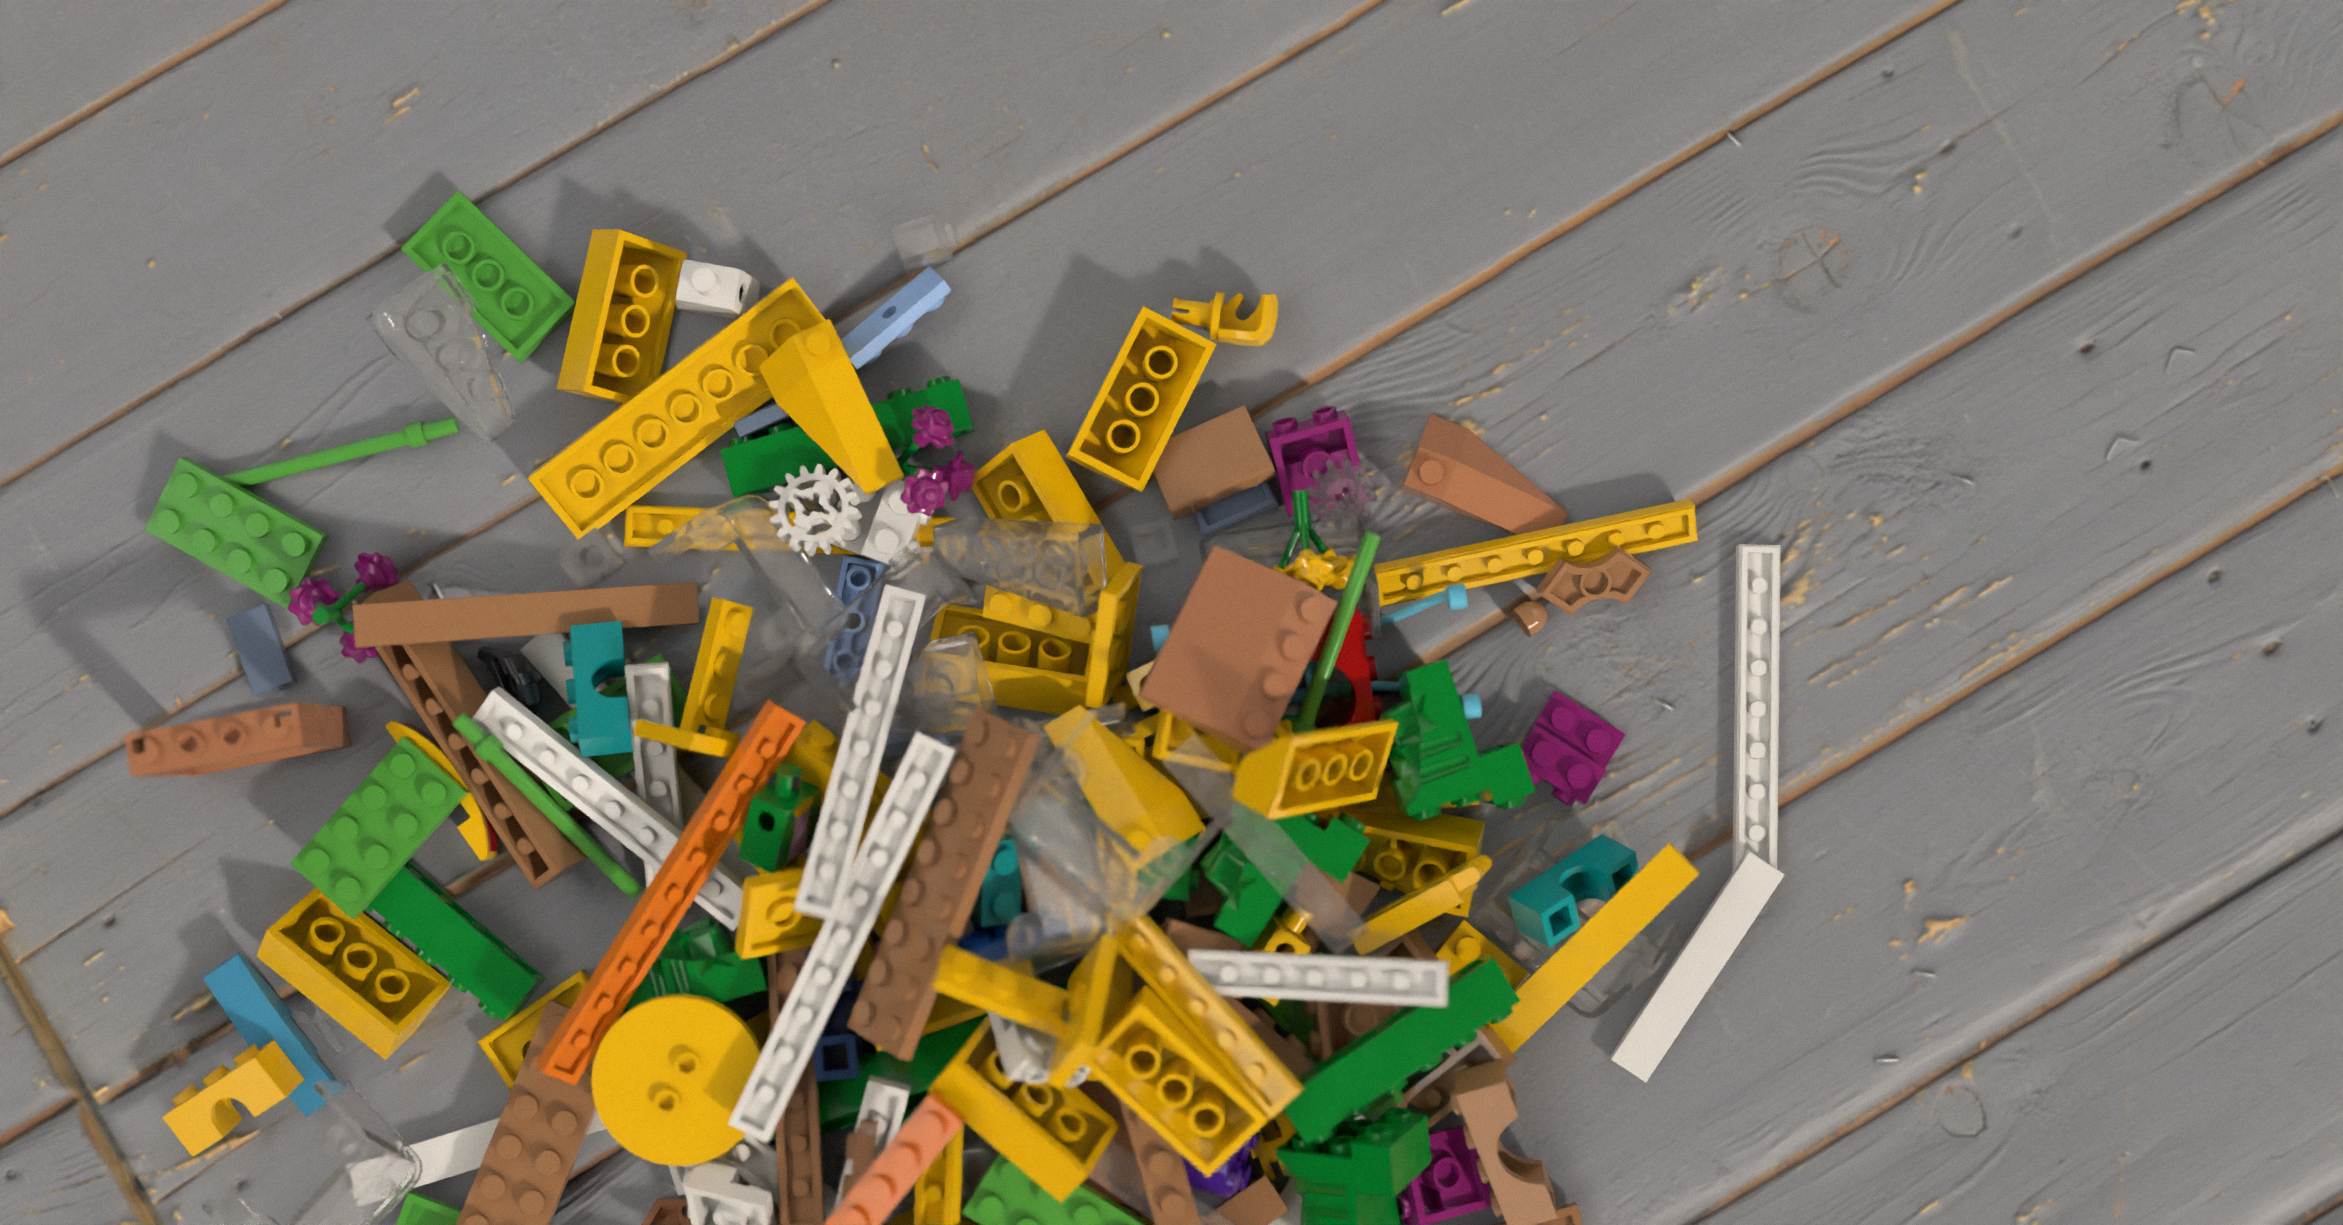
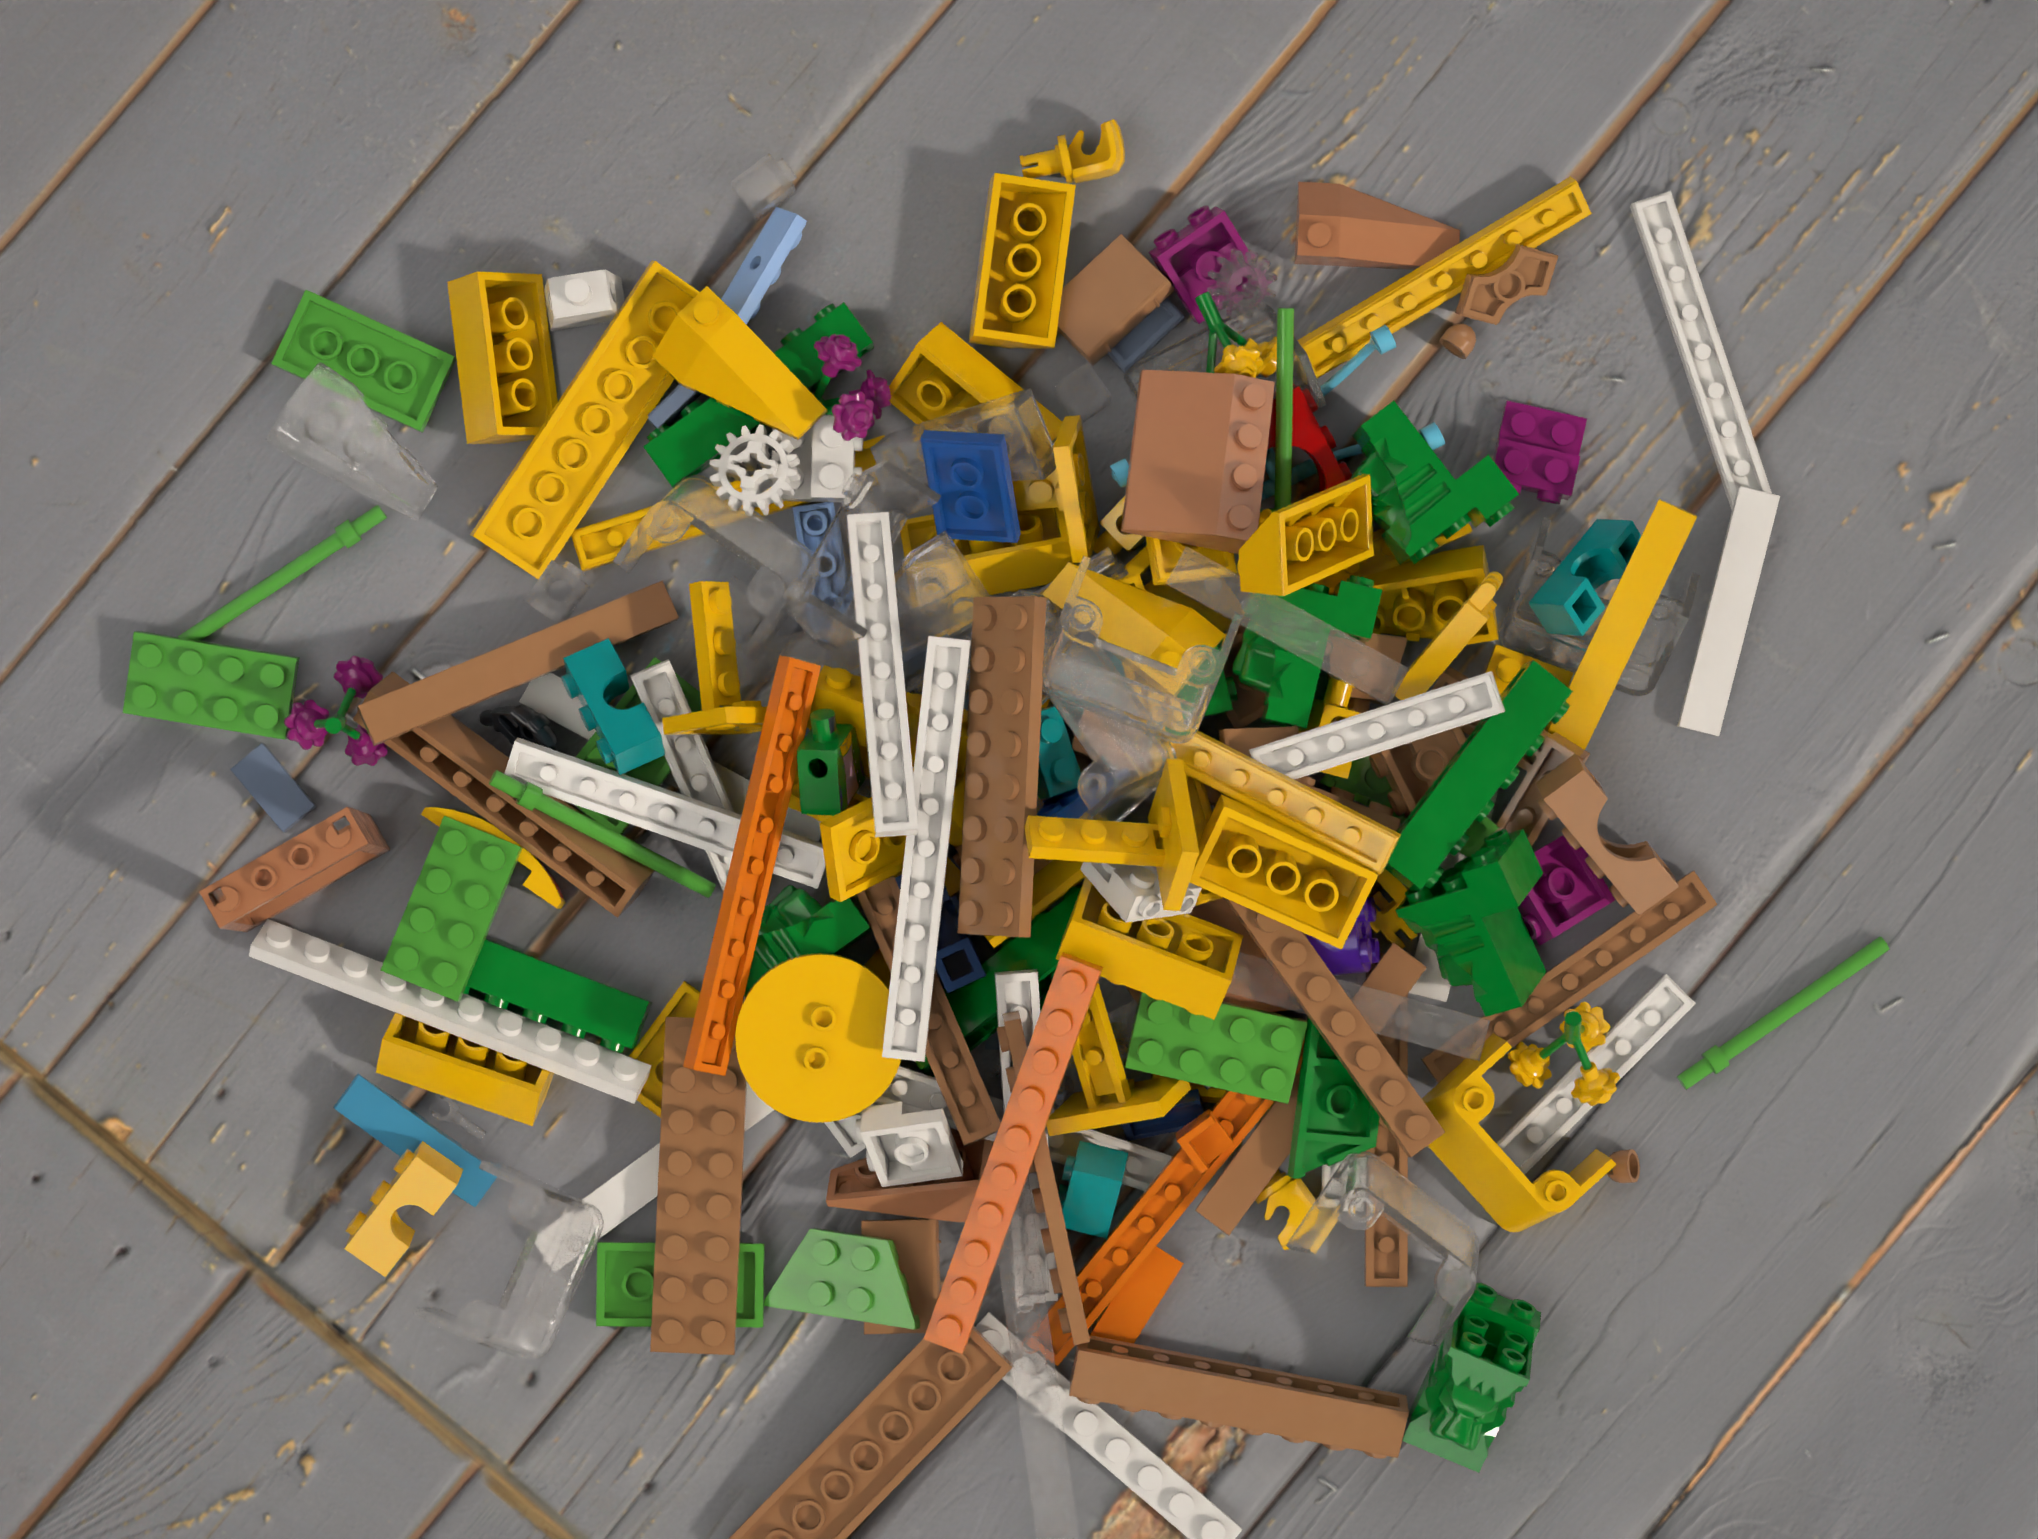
camera: 15 degrees left, 0 degrees up
(362, 938) = (467, 1019): none -> white plate
(1014, 598) = (973, 484): none -> blue tile

